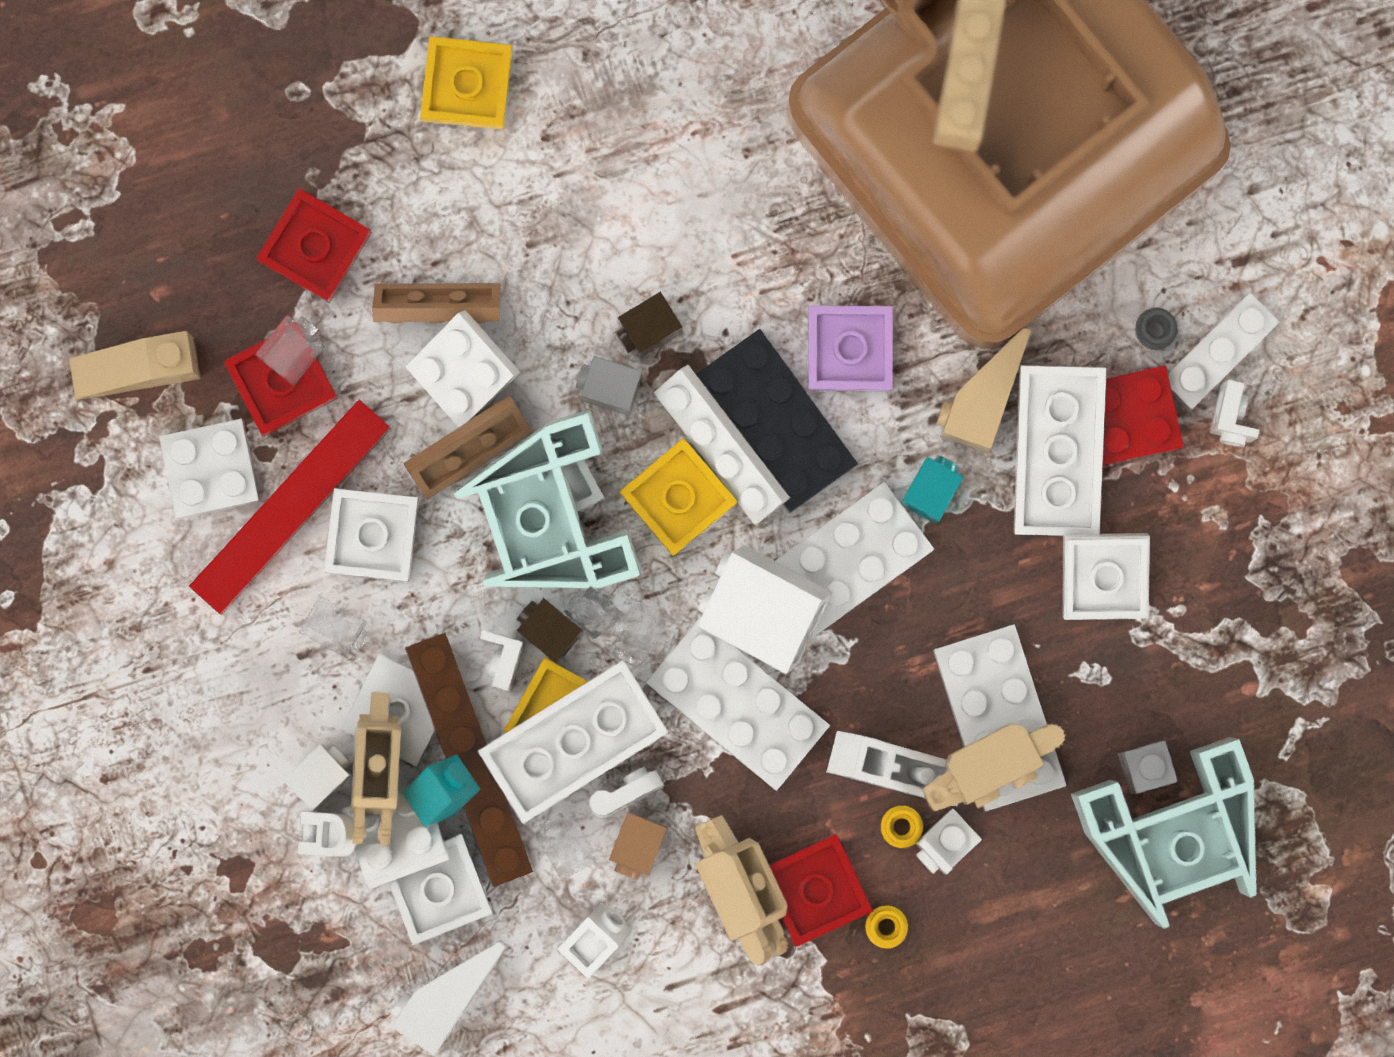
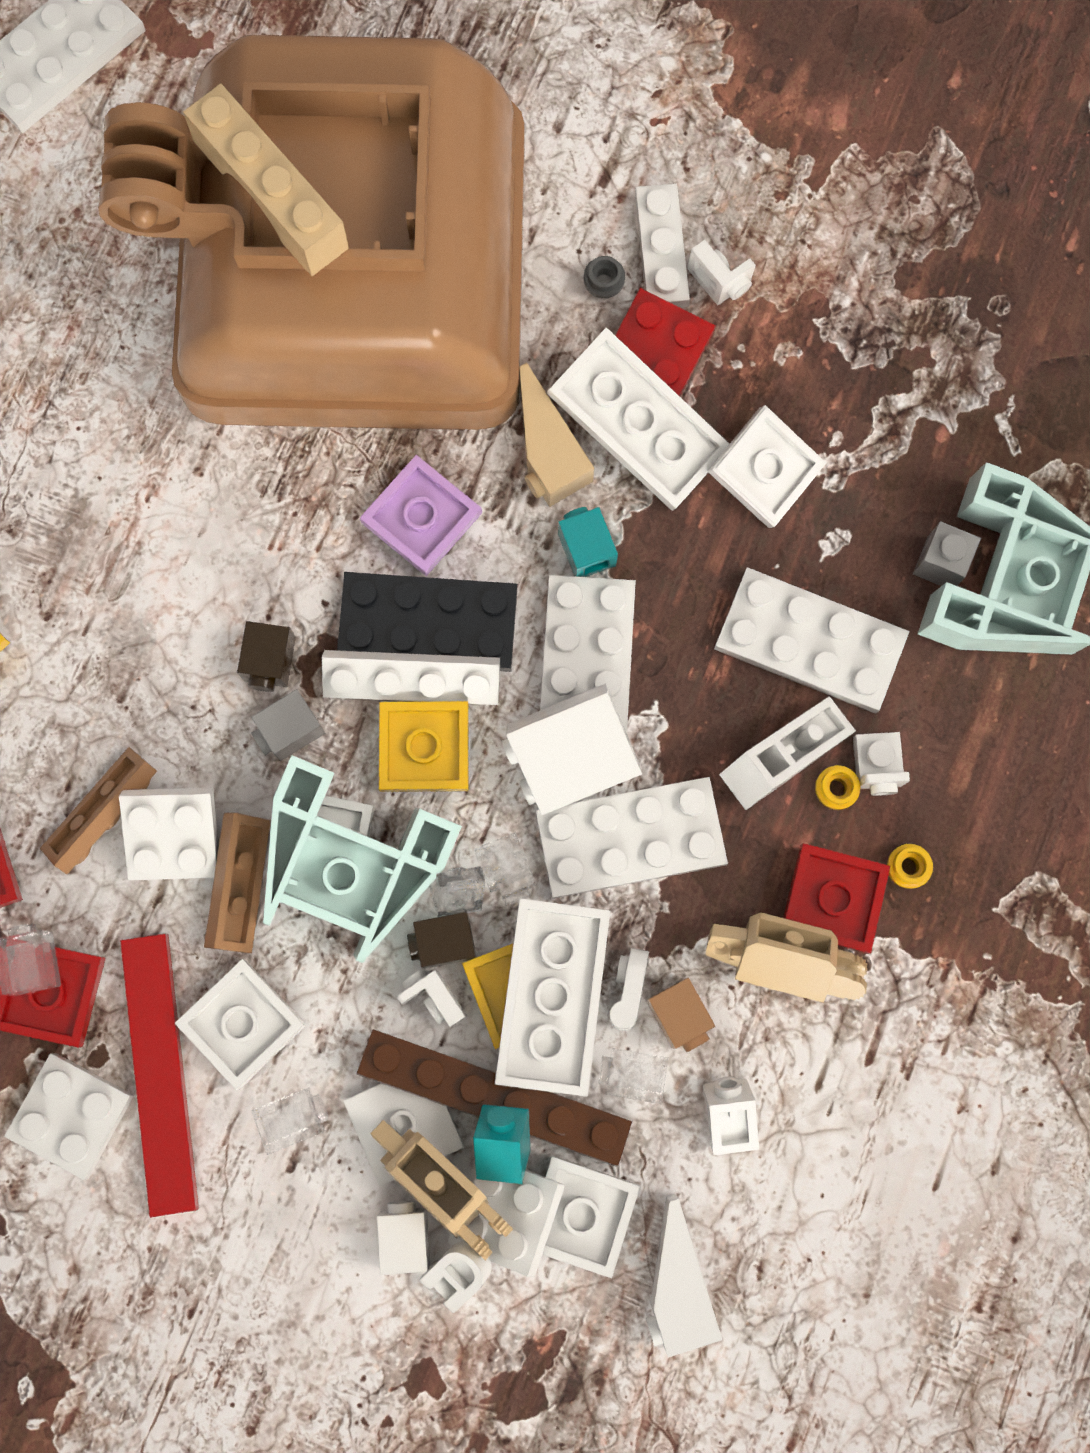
camera: 50 degrees left, 5 degrees down
(991, 763) = (849, 671): tan hinge -> none

